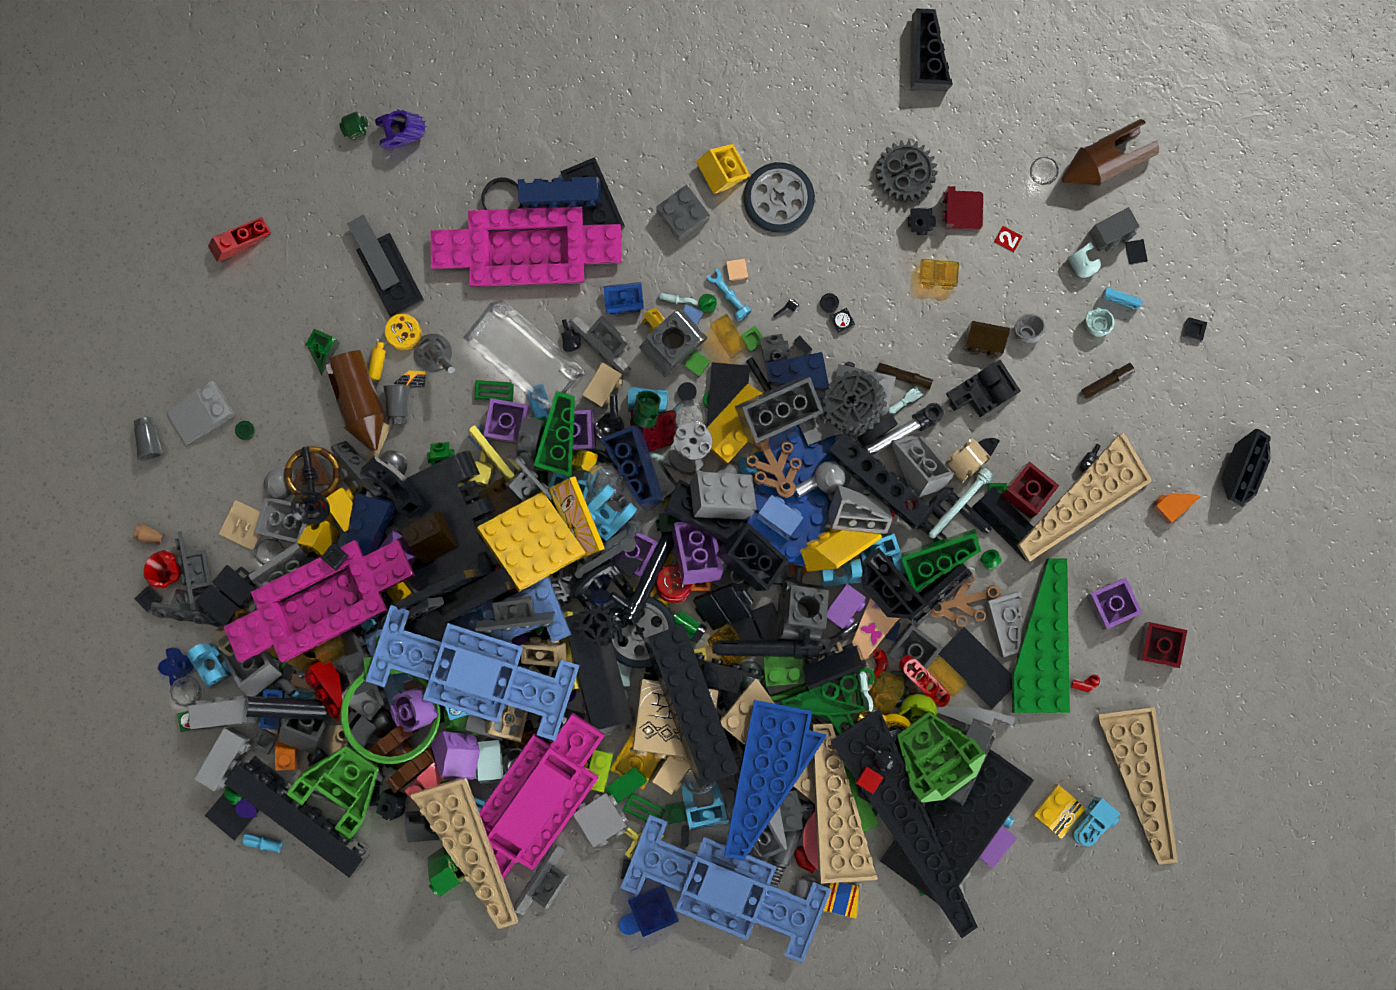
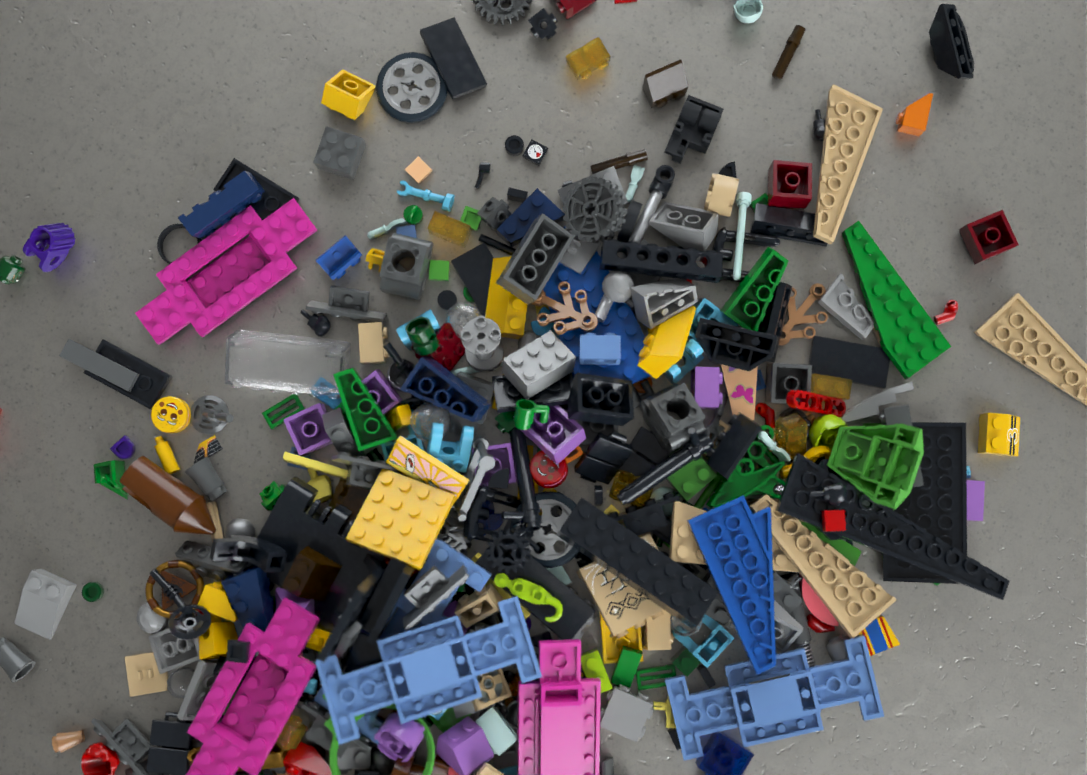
camera: 30 degrees left, 0 degrees up
(346, 332) = (124, 448): none -> dark purple tile
(591, 670) = (530, 592): none -> lime piece
(685, 526) = (525, 413): none -> green piece
(690, 624) = (586, 493): green brick -> none
(829, 197) = (453, 58): none -> black tile
(991, 559) = (797, 264): green tile -> none
(1030, 328) = (695, 52): light grey piece -> none
(1099, 818) = (1037, 416): medium azure brick -> none
(1114, 603) = (925, 230): medium lavender brick -> none

